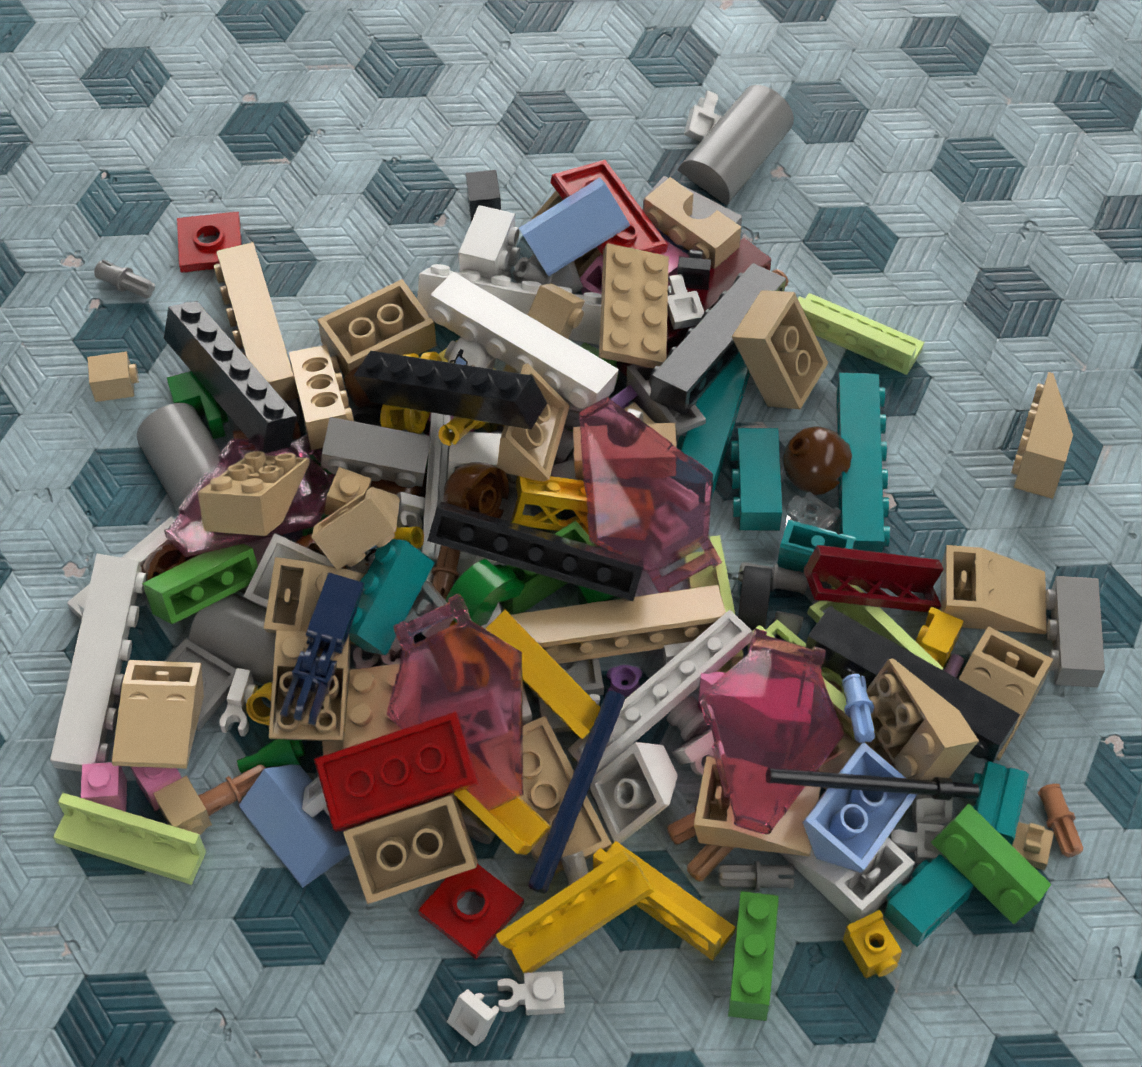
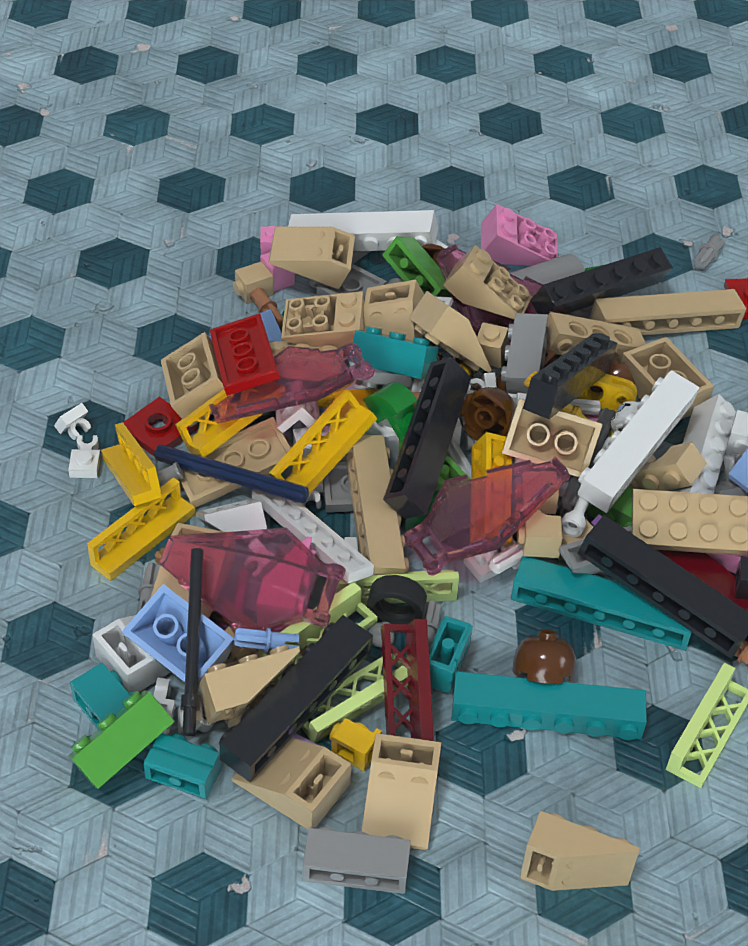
camera: 90 degrees right, 10 degrees down
(96, 486) = (516, 239): none -> bright pink slope
(112, 376) = (614, 243): tan brick -> none
(129, 839) = (239, 255): yellowish green fence -> none
(329, 631) = (354, 308): dark blue arm -> none
(624, 673) = (336, 521): medium lavender plate -> none
(683, 306) = (709, 568): white plate -> none
(753, 956) = (80, 578): bright green brick -> none
(757, 479) = (511, 622): teal brick -> none
(780, 349) = (657, 632): tan brick -> none
(813, 512) = (488, 658): clear brick -> none
(868, 958) = (73, 658): yellow brick -> none
(1033, 843) = (145, 793): tan tile -> none
(1060, 820) = (163, 818): nougat axle -> none

